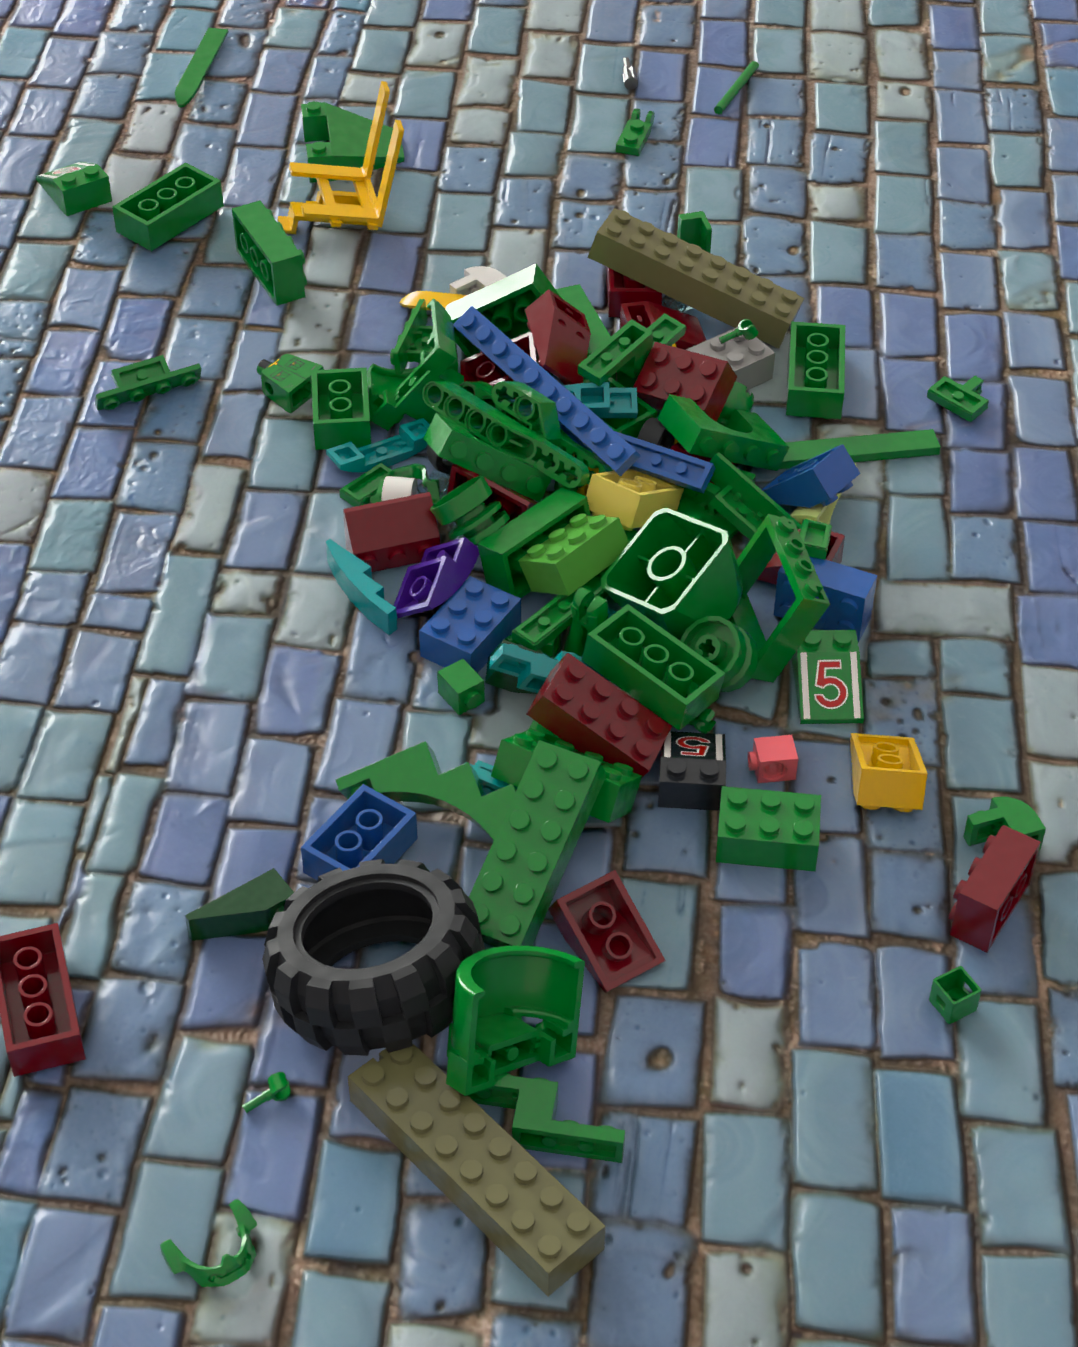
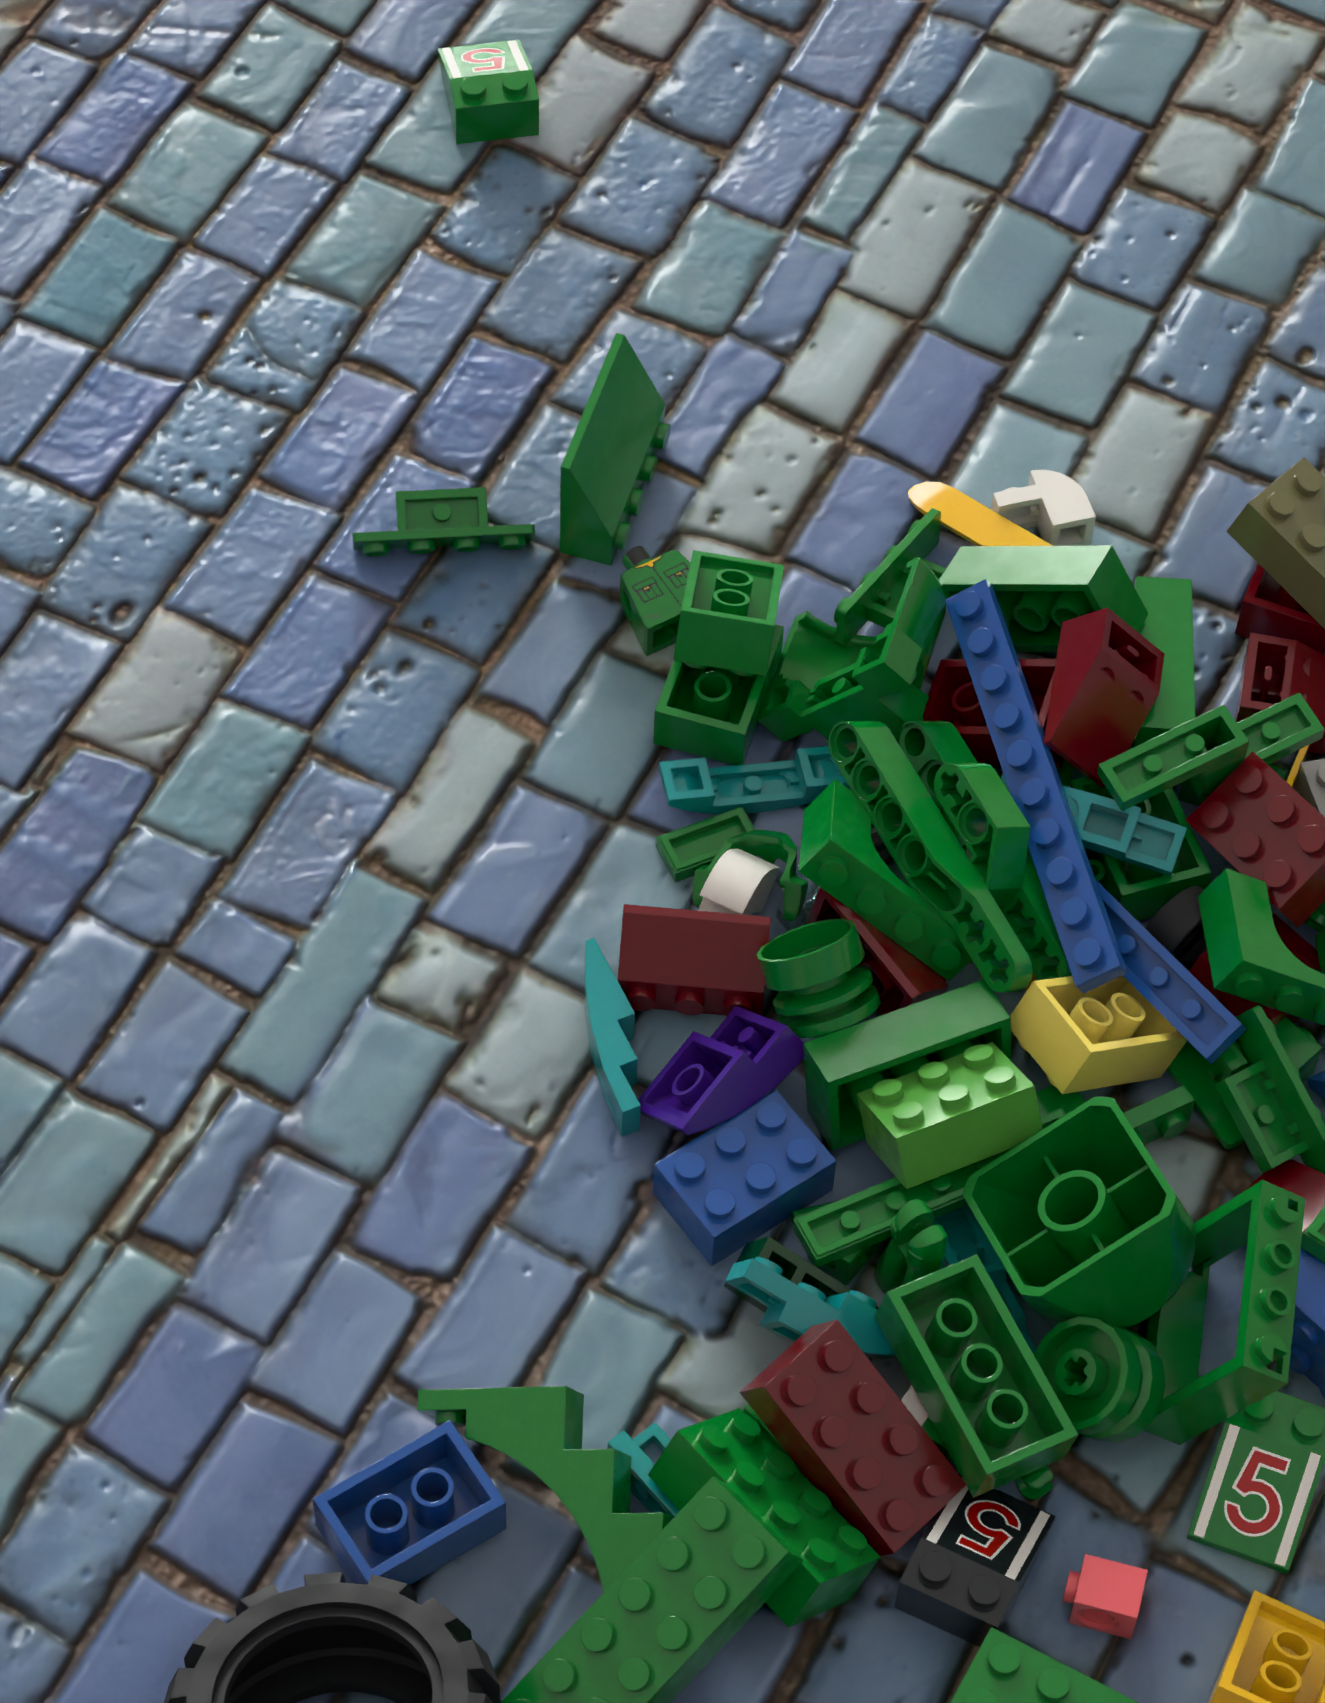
camera: 20 degrees right, 10 degrees up
(168, 206) = (613, 185): green brick -> none
(230, 322) = (611, 457): none -> green slope
(242, 910) = (204, 1562): dark green slope -> none
(269, 252) = (732, 335): green brick -> none
(335, 366) = (728, 613): none -> green slope
(346, 136) = (973, 140): green wedge -> none
(350, 207) = (894, 276): yellow piece -> none
(461, 686) = (683, 1282): green brick -> none

